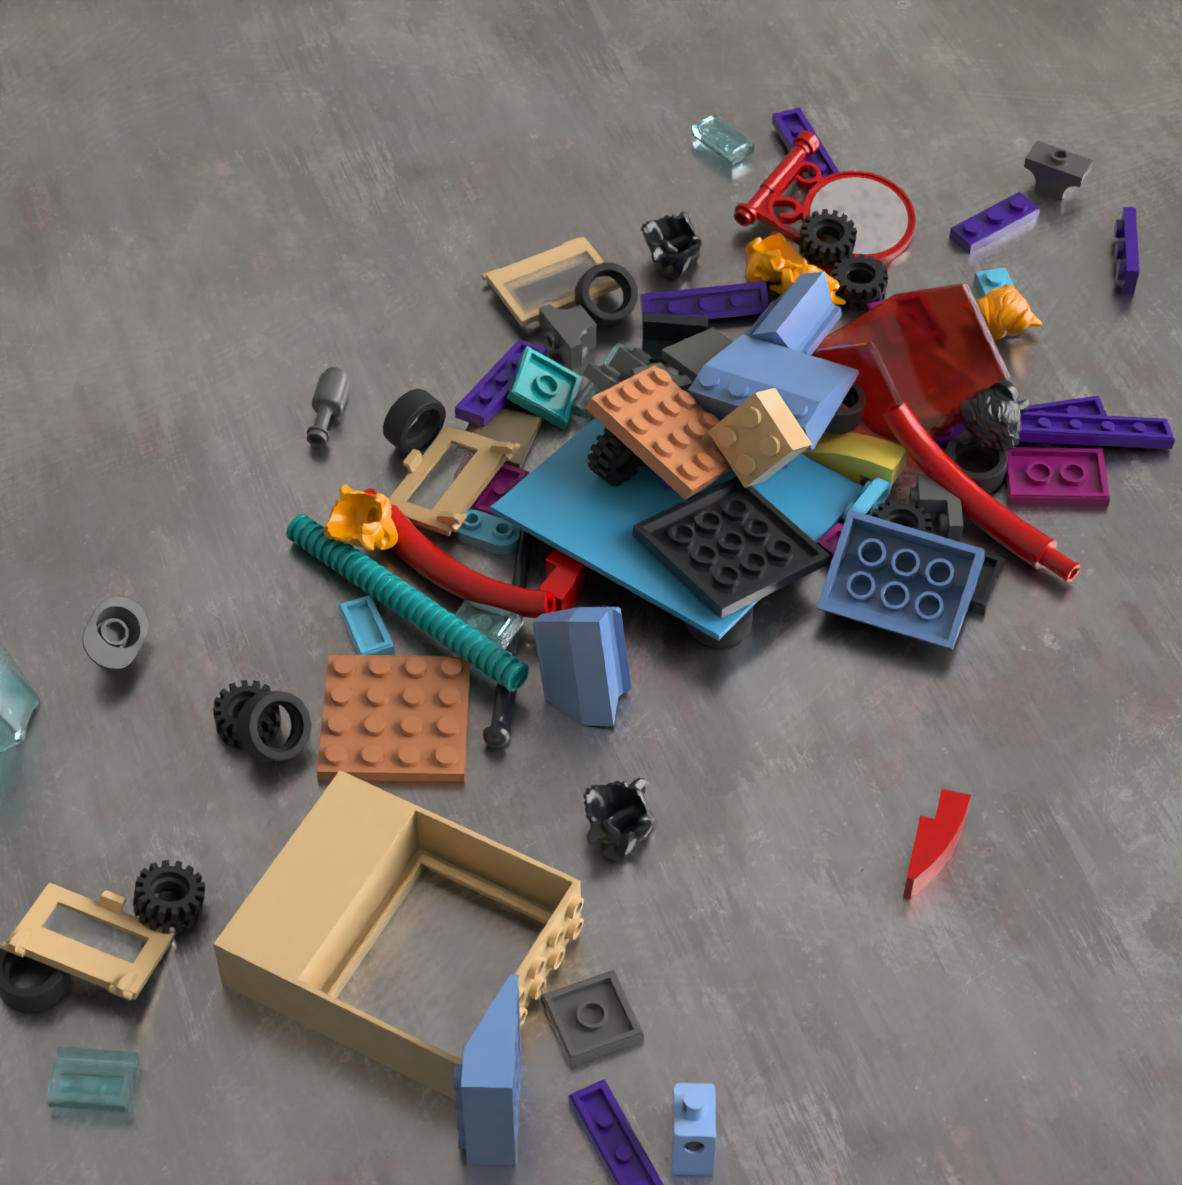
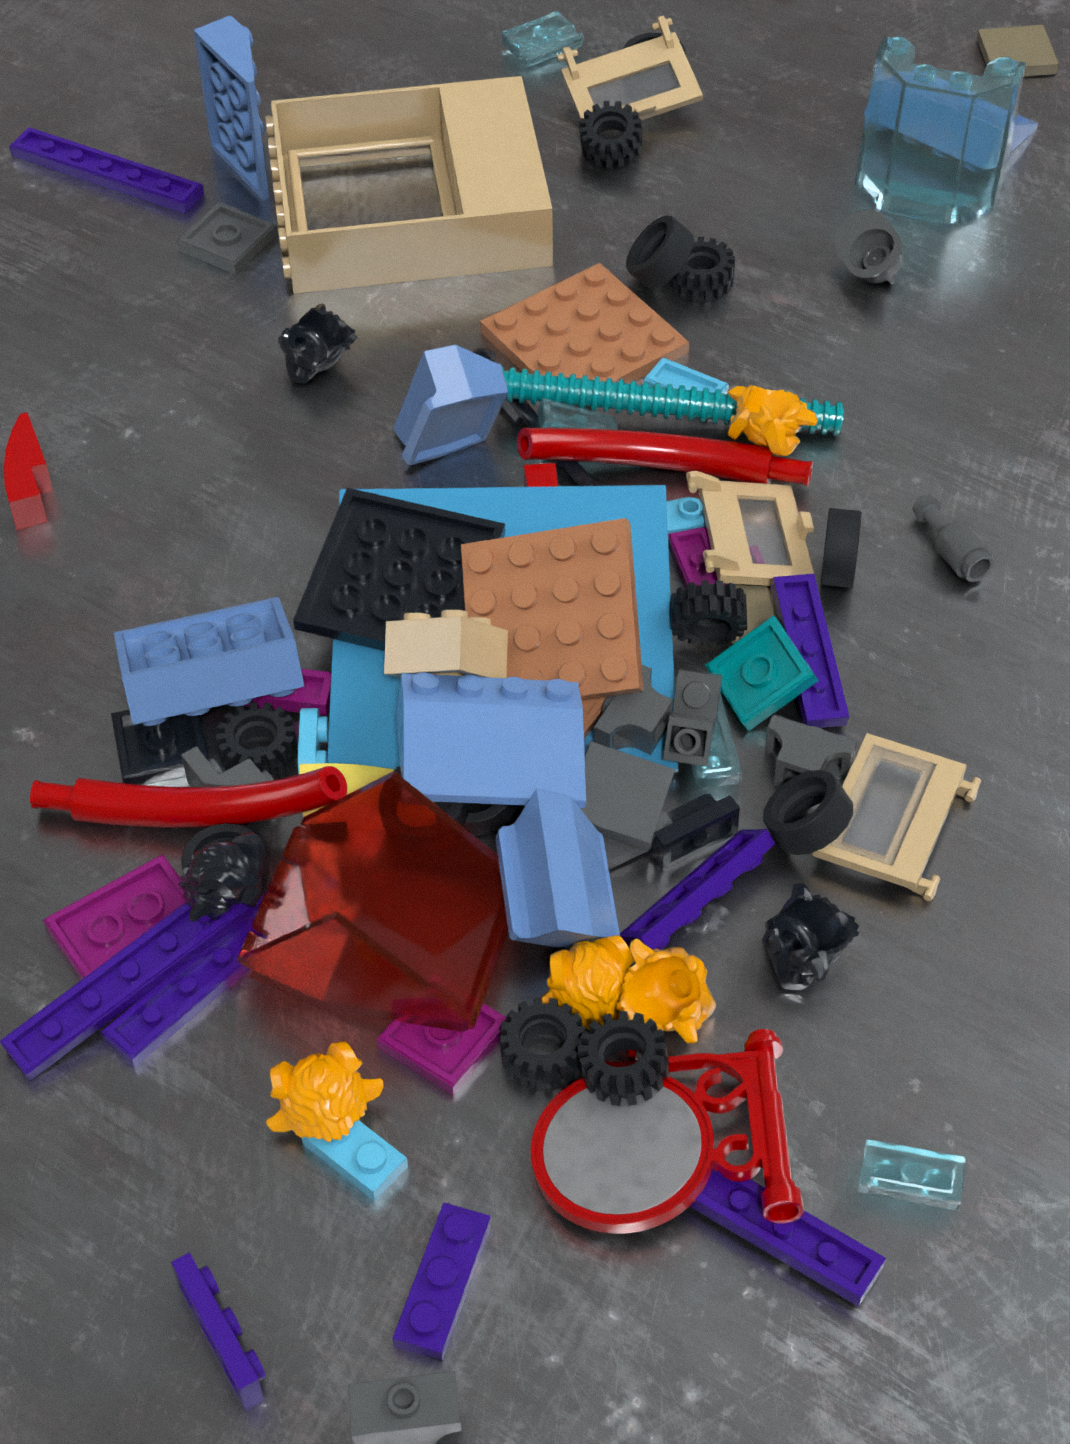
camera: 145 degrees right, 0 degrees up
(537, 427) = (708, 612): none -> black tyre
(693, 1121) = (84, 182): light blue torso -> none

